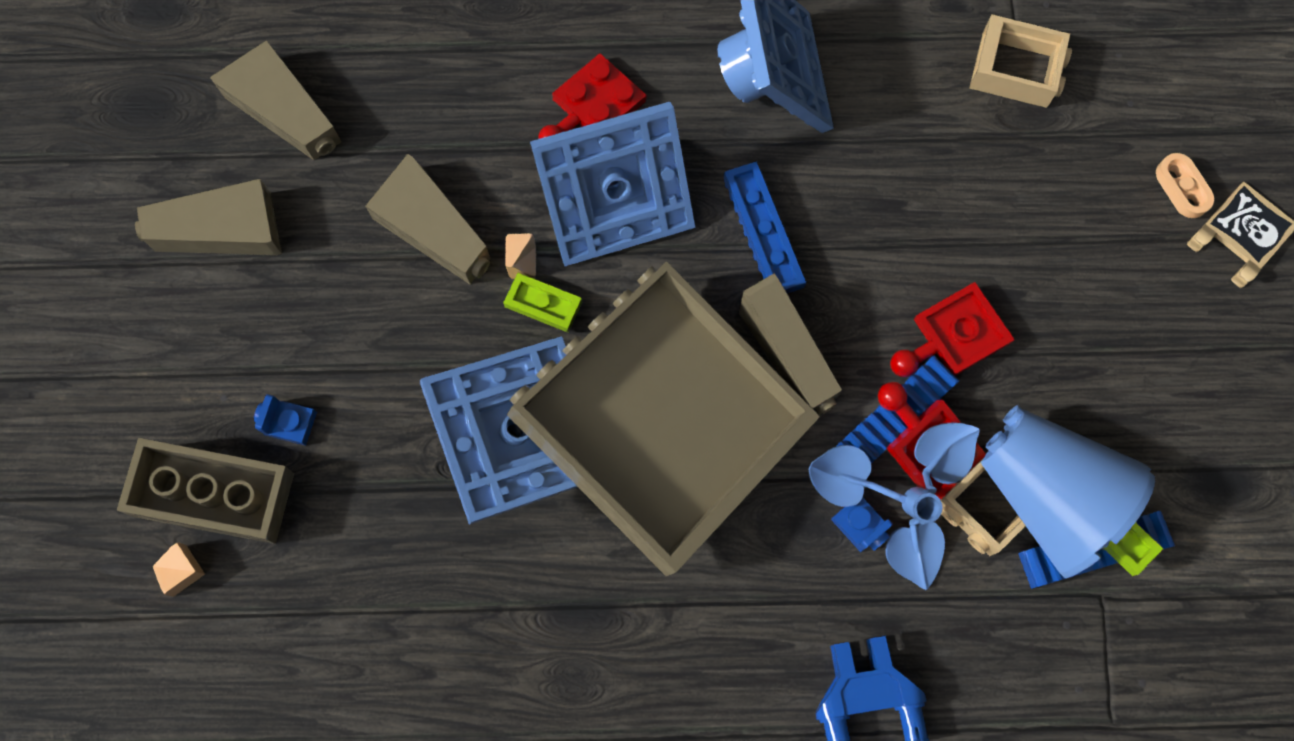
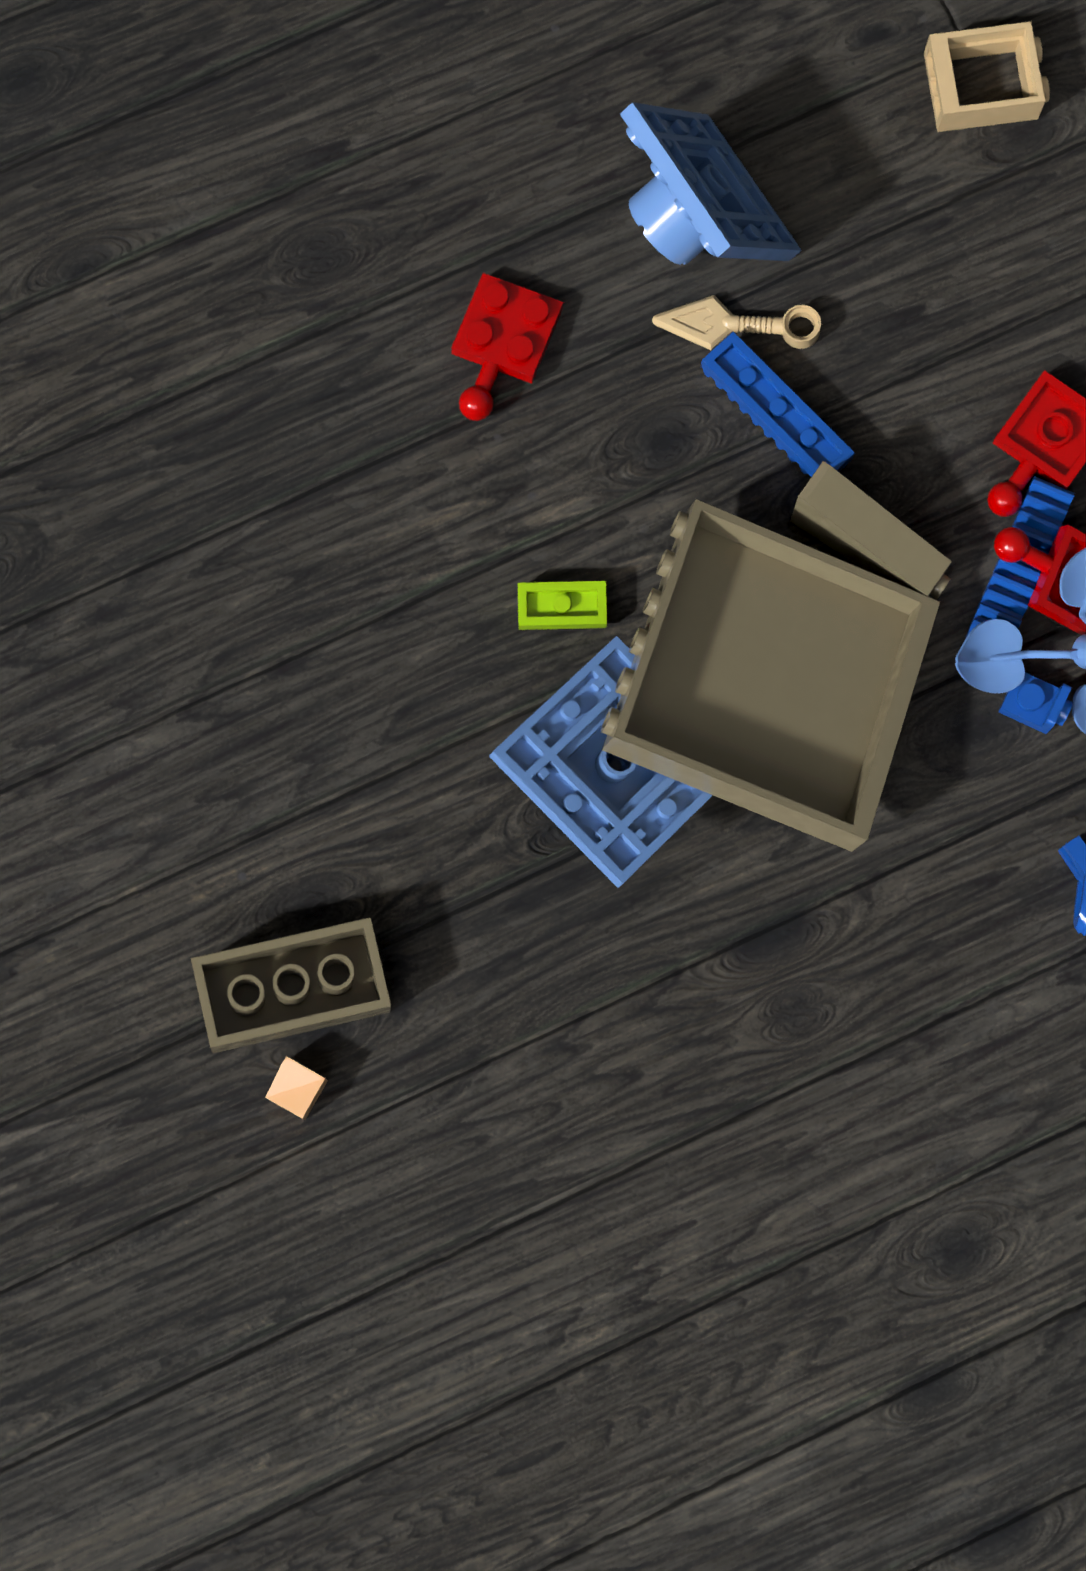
camera: 25 degrees left, 5 degrees up
(213, 221) = (126, 676): dark tan slope -> none
(274, 97) = (124, 496): dark tan slope -> none
(284, 420) = (332, 870): blue bracket -> none
(424, 218) = (380, 566): dark tan slope -> none
(520, 255) = (509, 561): light nougat slope -> none
(615, 183) = (591, 431): medium blue piece -> none
(745, 148) = (710, 322): none -> tan piece

